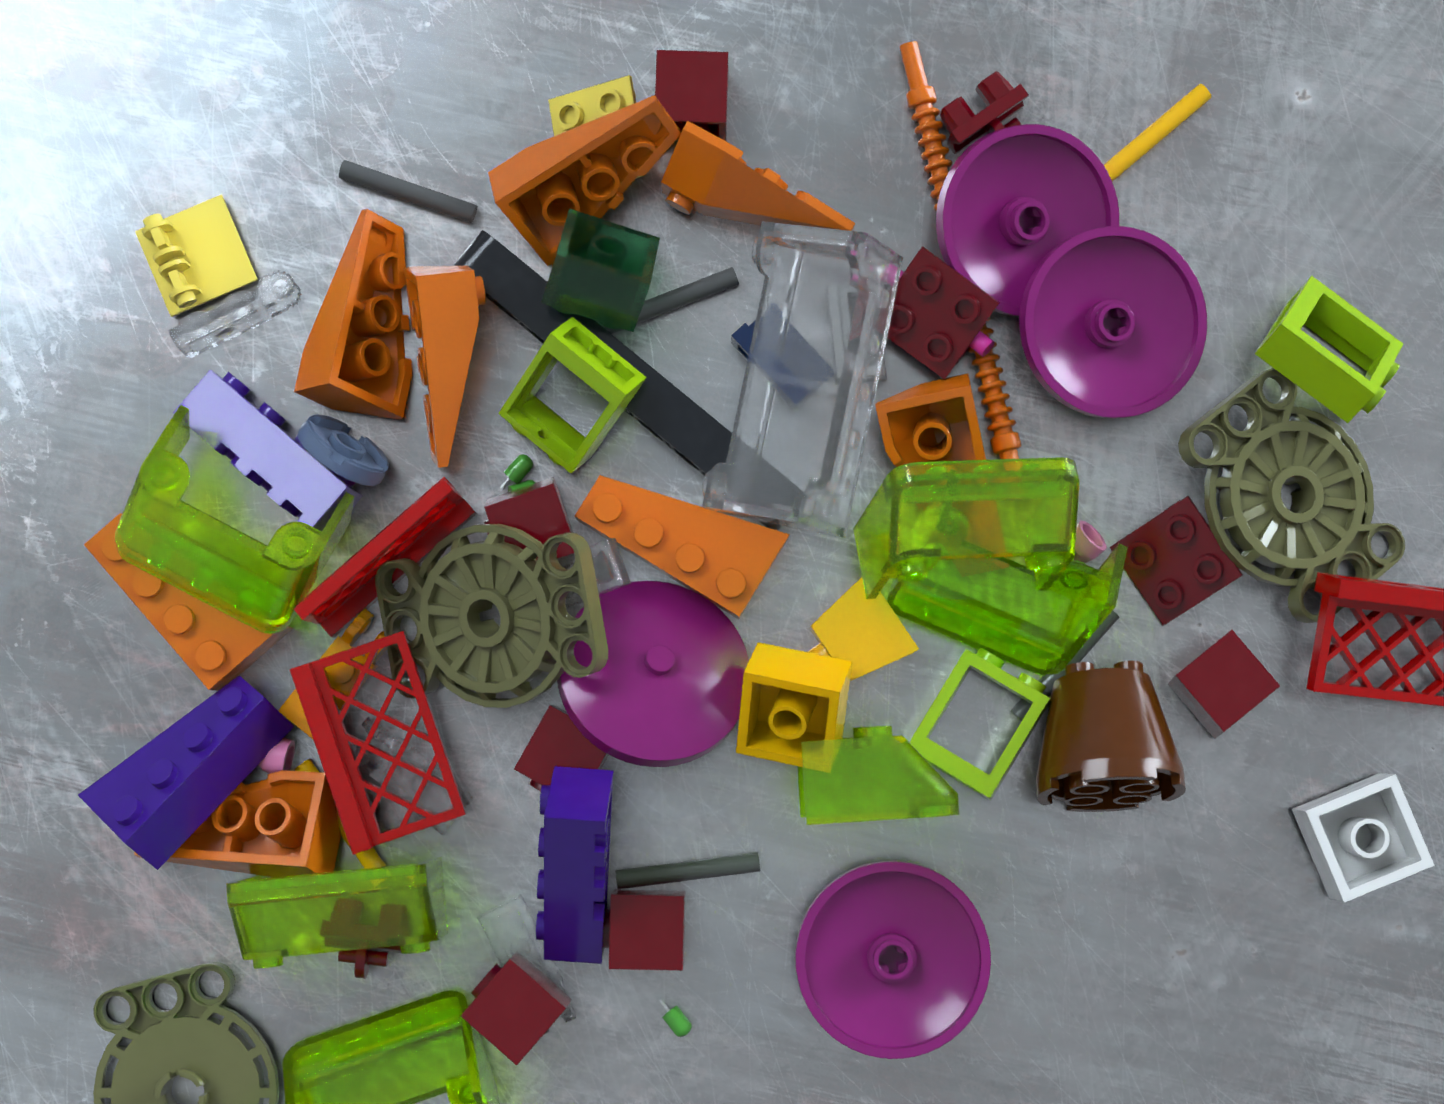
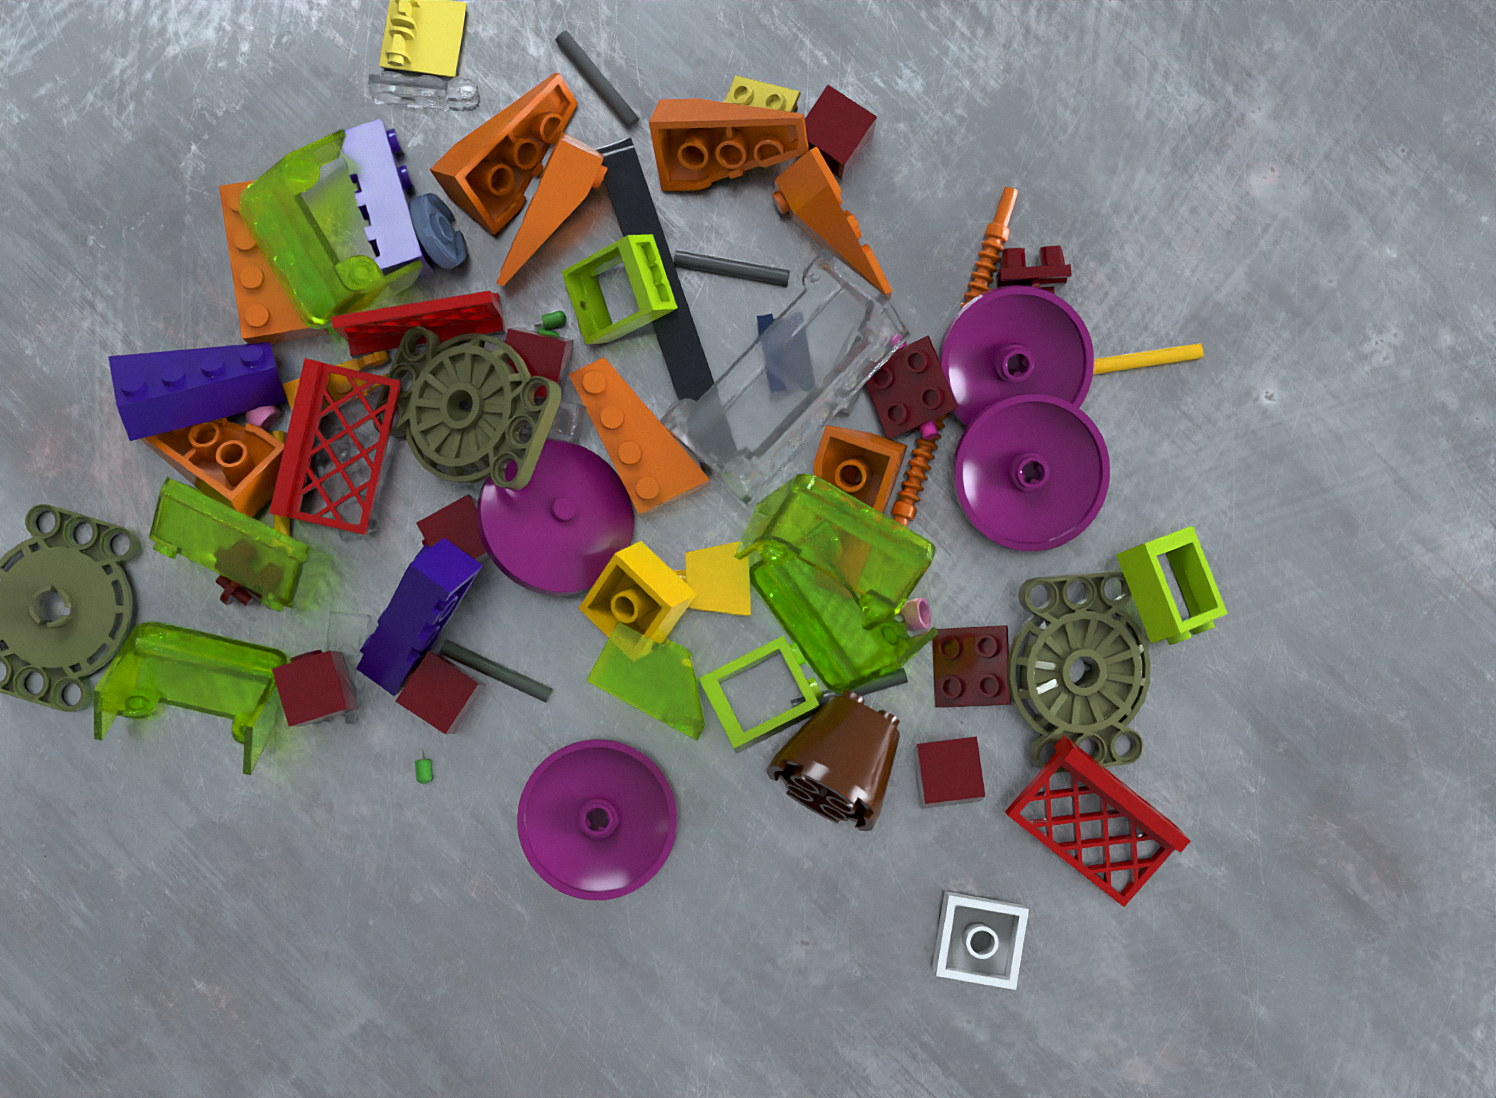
camera: 30 degrees right, 0 degrees up
(601, 271) = (692, 214): clear green brick -> none

